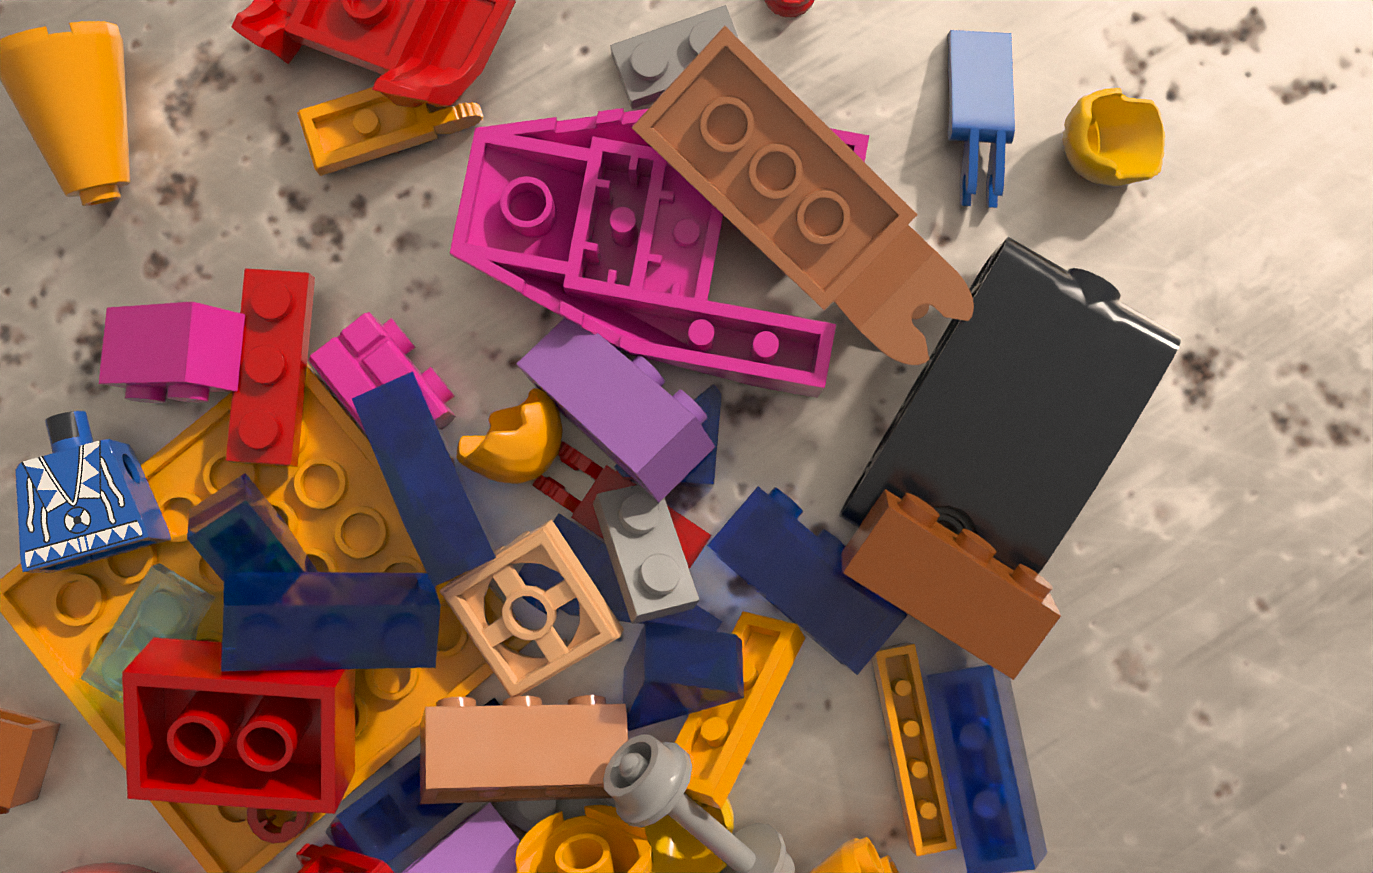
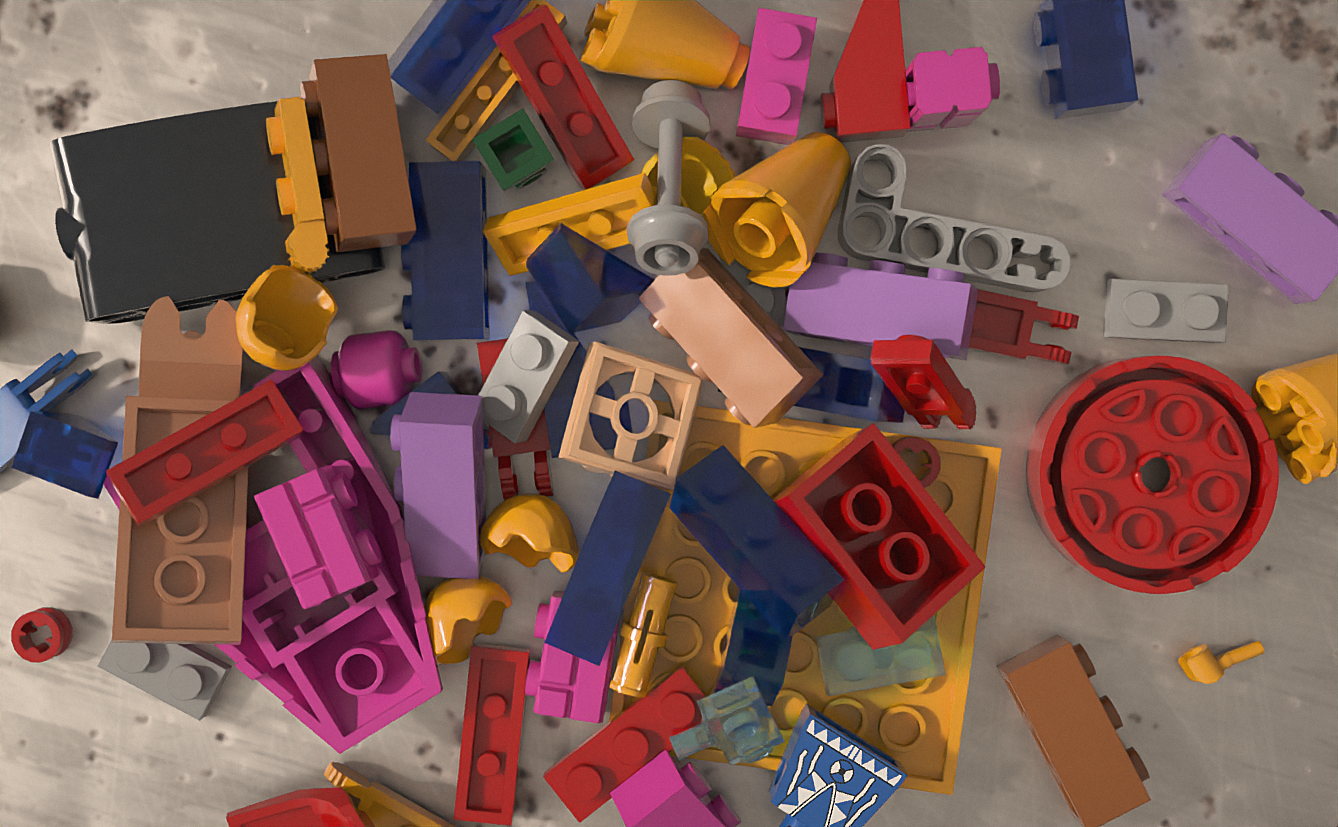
camera: 130 degrees left, 5 degrees up
(200, 467) = (735, 722): none -> clear light blue plate
(324, 421) = (632, 673): none -> light orange pin
(385, 263) = (492, 734): none -> red plate
(505, 326) = (460, 612): none -> light orange hair
(661, 267) = (319, 535): none -> dark pink brick
(763, 434) = (375, 369): none -> dark pink head
(812, 235) = (204, 453): none -> red plate
(839, 711) = (514, 151): none -> dark green brick
(849, 793) = (563, 97): none -> red plate
(866, 399) = (285, 318): none -> light orange hair
(916, 128) = (65, 452): none -> clear blue slope
(963, 507) = (299, 190): none -> light orange hinge

